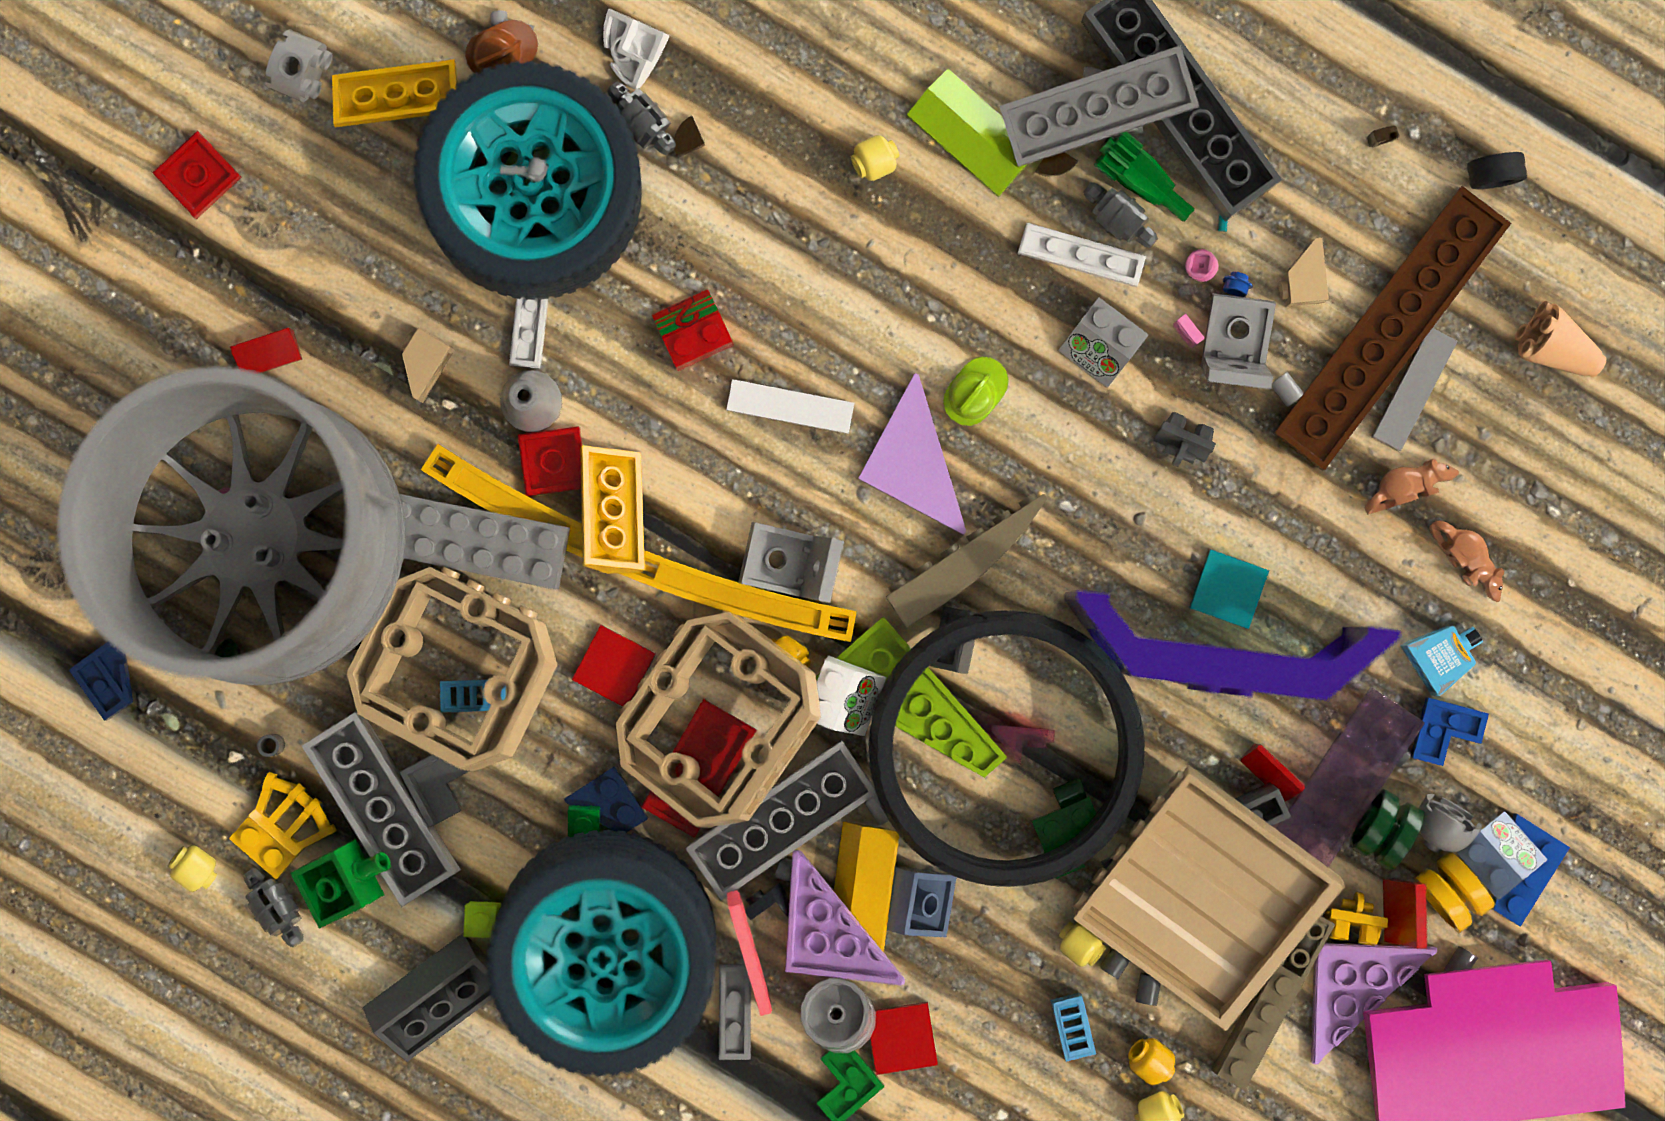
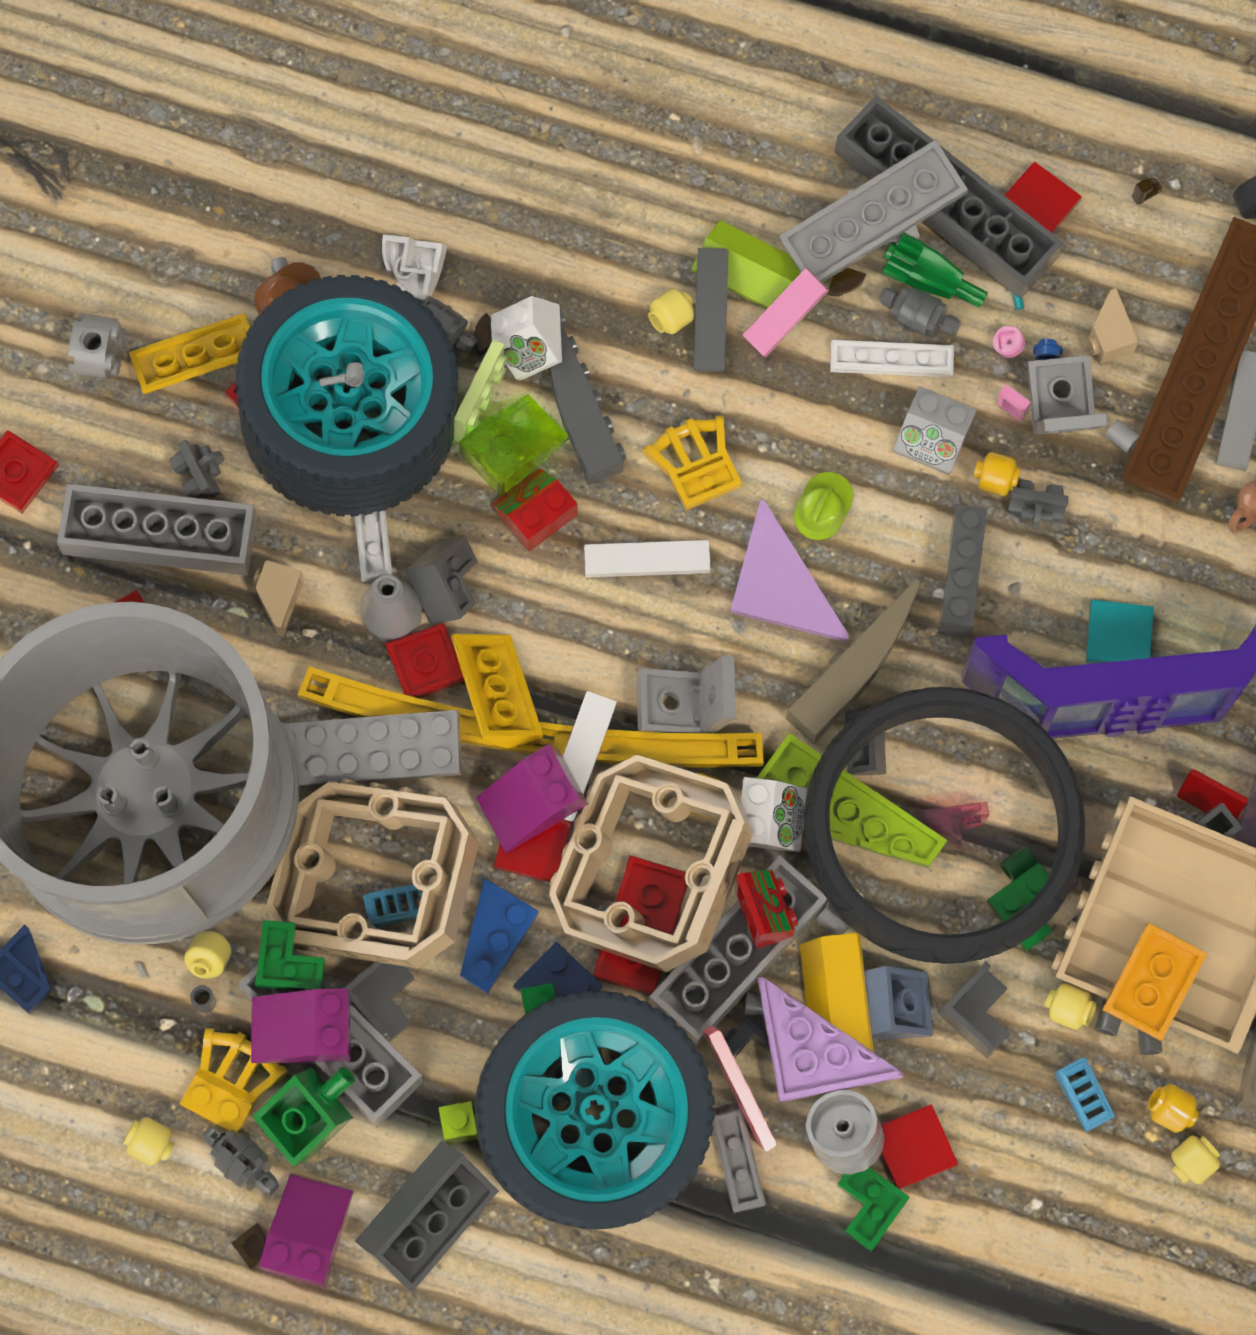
camera: 15 degrees left, 15 degrees down
(268, 985) = (250, 1245): none -> dark brown tile
(283, 705) = (207, 954): none -> light yellow head
(320, 270) = (157, 529): none -> light grey brick
(320, 985) = (306, 1231): none -> magenta slope
(341, 738) = (278, 965): none -> green plate
(351, 805) = (301, 1027): none -> magenta slope
(377, 215) = (203, 466): none -> dark grey hips
(558, 746) = (495, 935): none -> blue wing
(583, 383) = (440, 580): none -> dark grey panel
(620, 627) = (531, 797): none -> magenta slope
(664, 203) = (479, 393): none -> yellowish green plate
(676, 596) = (587, 738): none -> white tile
(688, 258) = (512, 443): none -> clear neon green slope
(725, 155) = (529, 335): none -> white slope
(760, 234) = (582, 417): none -> dark grey slope
(813, 795) = (764, 907): none -> red slope
(865, 338) = (701, 479): none -> yellow plate
(914, 164) = (711, 309): none -> dark grey slope
(985, 926) = (969, 1009): none -> dark grey panel
(987, 186) = (785, 312): none -> bright pink tile
(1093, 492) = (963, 570): none -> dark grey arch
(1152, 402) = (997, 474): none -> yellow head
(1164, 950) = (1154, 981): none -> light orange plate
(1274, 120) = (1043, 196): none -> red tile

